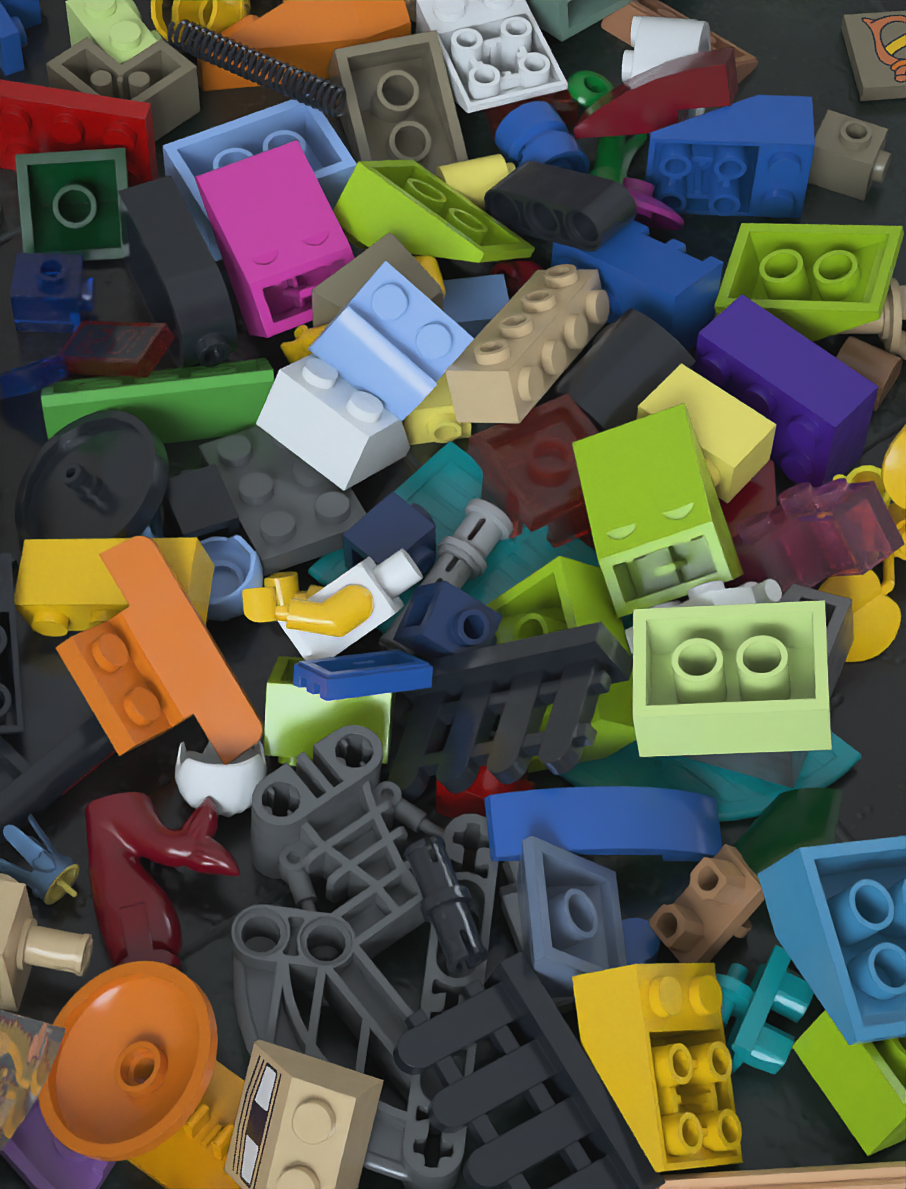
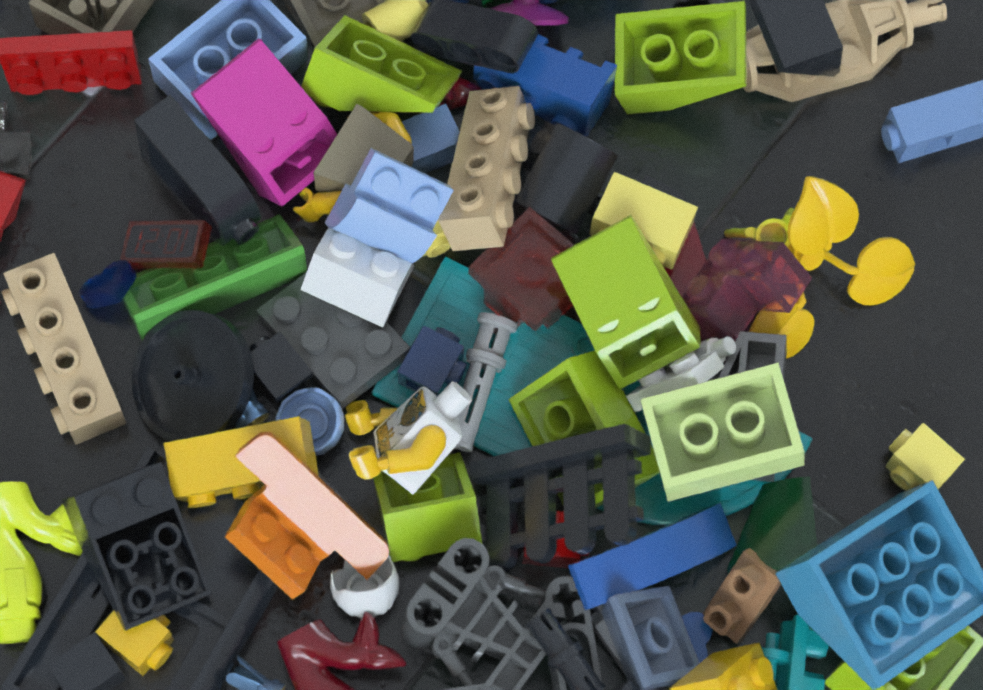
camera: 20 degrees left, 15 degrees up
(50, 292) = (98, 204): clear blue brick -> none
(72, 202) = (90, 123): dark green slope -> none
(362, 674) = (451, 490): blue tile -> none
(446, 622) = (497, 425): dark blue brick -> none
(790, 380) = (686, 155): dark purple brick -> none
(872, 363) = (734, 113): medium nougat brick -> none

